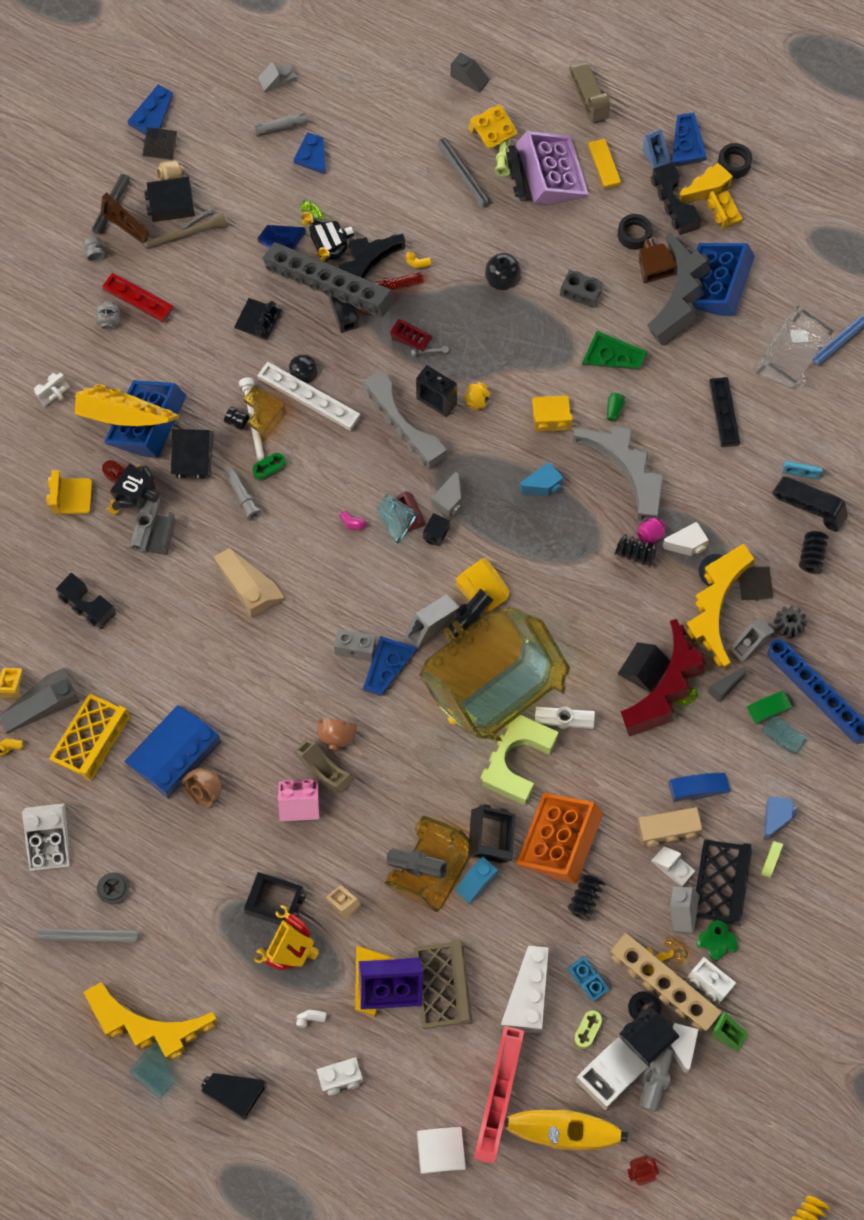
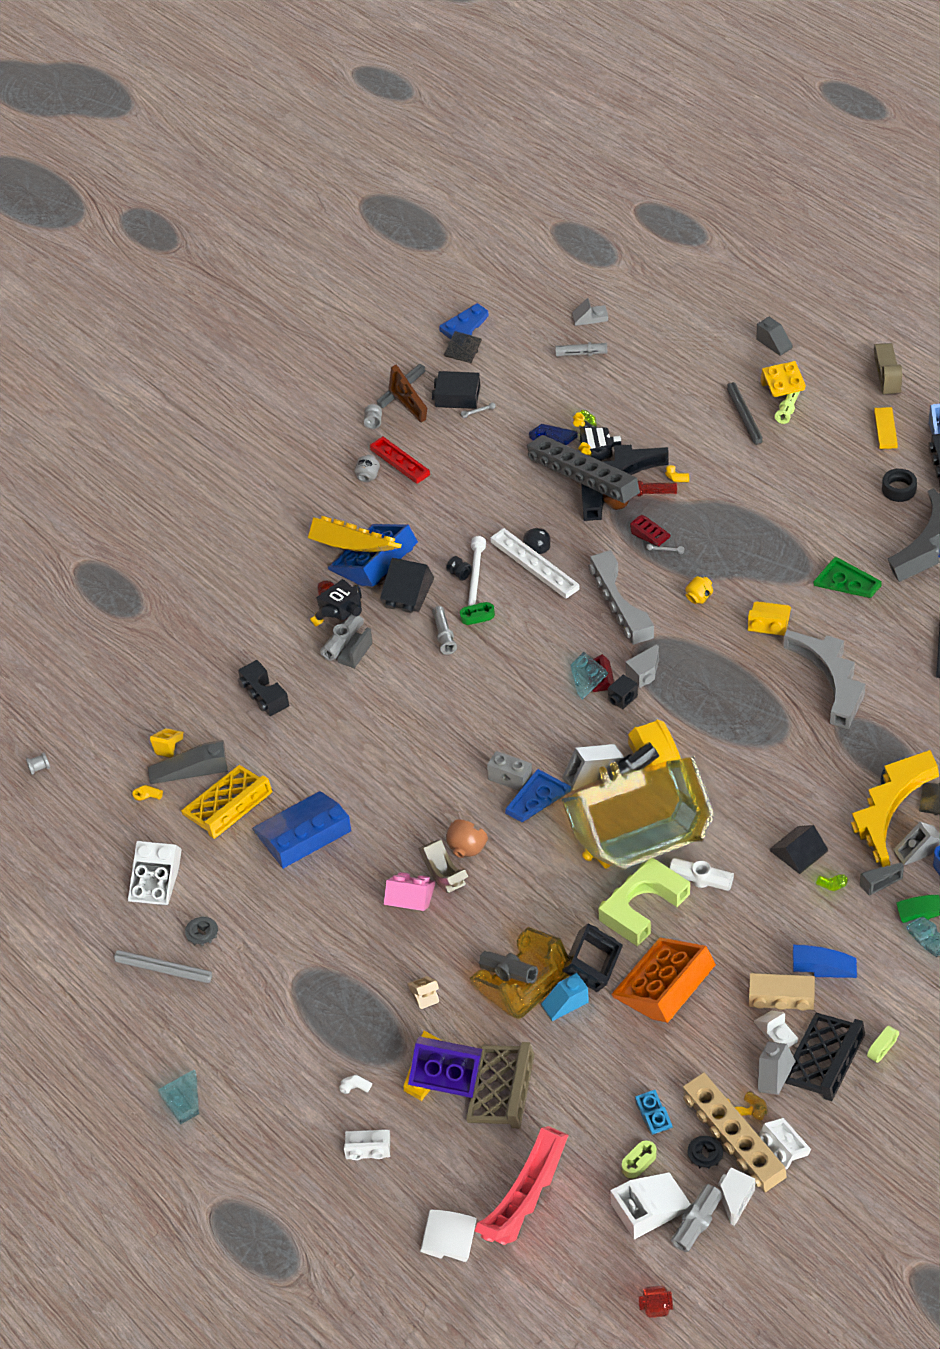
camera: 20 degrees right, 20 degrees down
(52, 390) = (294, 517): white hips -> none
(69, 494) = (278, 602): yellow bracket -> none
(143, 1031) = (209, 1067): yellow arch -> none
(169, 170) = (464, 365): tan head -> none
(202, 786) = (318, 859): medium nougat cylinder -> none
(218, 222) = (496, 414): dark tan piece -> none
(233, 1092) = (256, 1133): black slope -> none
(249, 584) = (424, 704): tan wedge -> none
(255, 893) = (348, 952): black window -> none
(258, 318) = (508, 494): black hinge -> none
(268, 412) = (490, 566): clear yellow panel -> none
(290, 944) = (356, 1010): yellow torso -> none
(311, 153) = (602, 377): blue wing -> none
(352, 523) = (541, 672): dark pink arm -> none
(430, 388) = (664, 587): black window -> none
(502, 271) = (757, 495): black cylinder -> none
(519, 189) = (795, 418): black wing -> none
(528, 995) = (587, 1107): white wedge -> none
(542, 482) = (741, 671): dark azure slope -> none
(551, 167) = (831, 421): lavender slope -> none
(565, 1129) = (580, 1238): yellow piece -> none
(579, 292) = (831, 521): dark grey brick -> none
(584, 896) = (674, 1035): black piece -> none
(614, 406) = (836, 621): green cone -> none
(636, 549) = (819, 745): black piece -> none
(648, 1035) = (699, 1169): black slope -> none
(651, 530) = (841, 732): dark pink head -> none
(656, 262) = (912, 512): reddish brown torso -> none
(657, 706) = (800, 880): dark red arch -> none
(687, 541) = (875, 746): white slope -> none
(718, 943) = (802, 1109): green plate -> none
(729, 1032) = (788, 1192): bright green slope -> none
(778, 815) = (901, 1005): medium blue slope -> none

